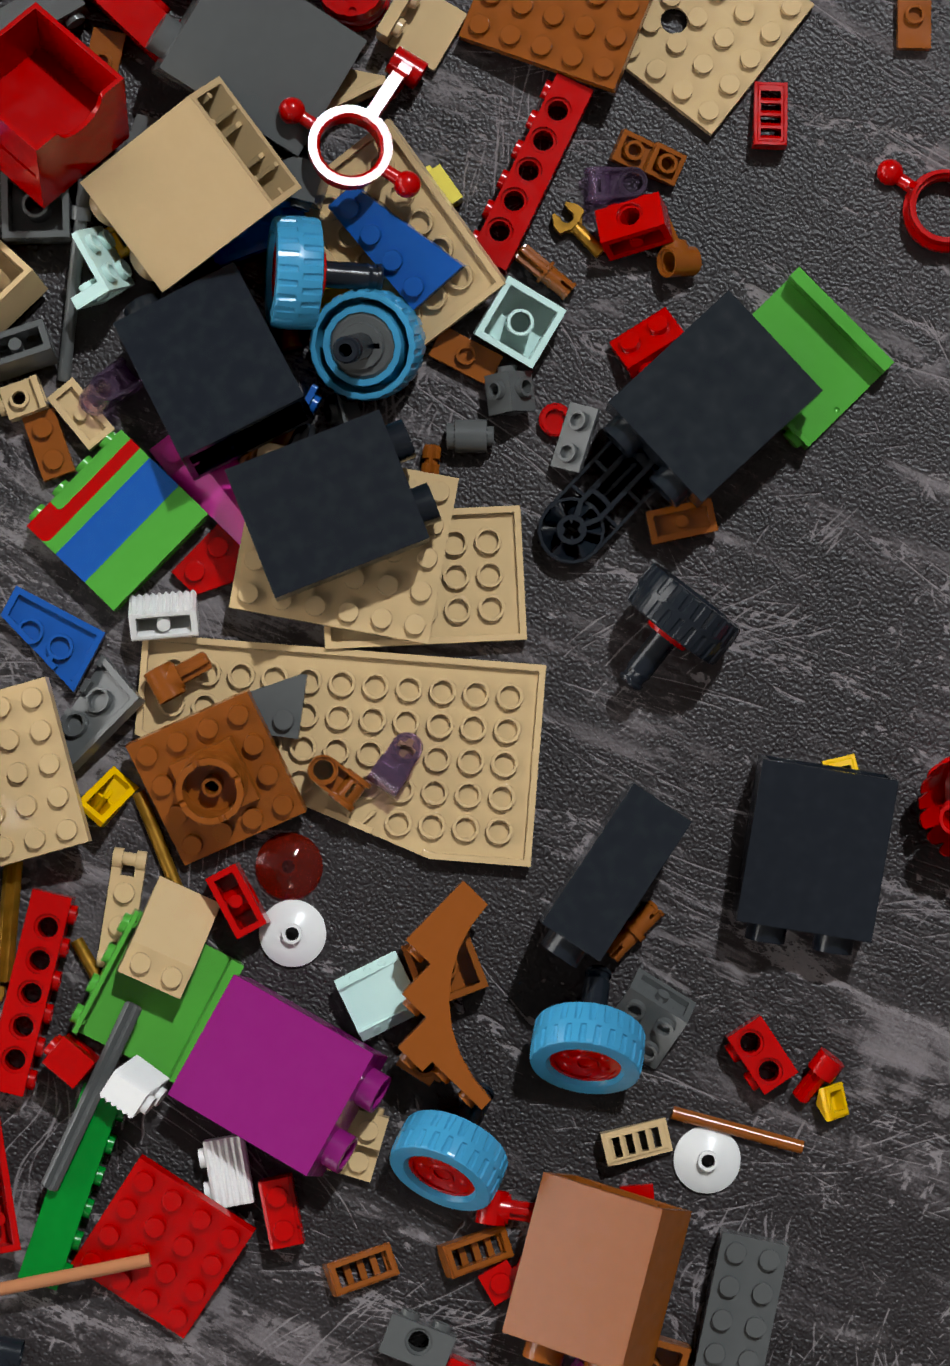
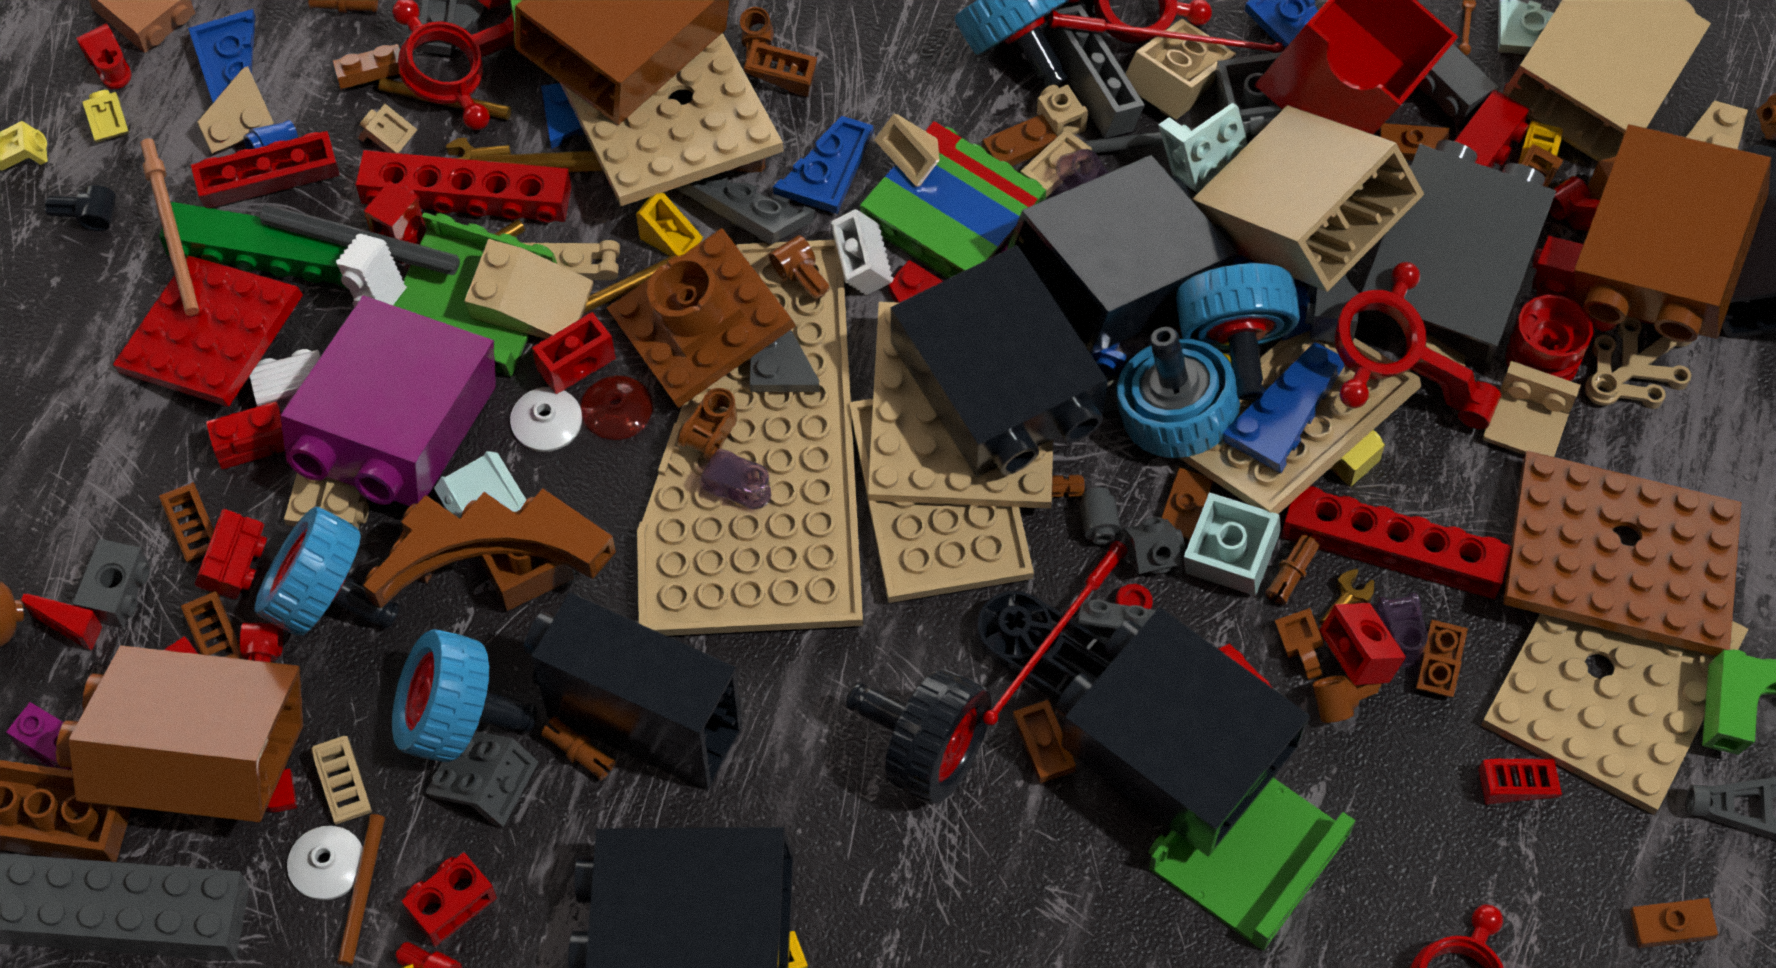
camera: 90 degrees right, 25 degrees down
(61, 552) = (909, 148): none -> tan slope
(405, 1231) = (230, 555): none -> red brick
(536, 452) = (1116, 551): none -> red piece
(612, 278) = (1300, 638): none -> dark orange plate

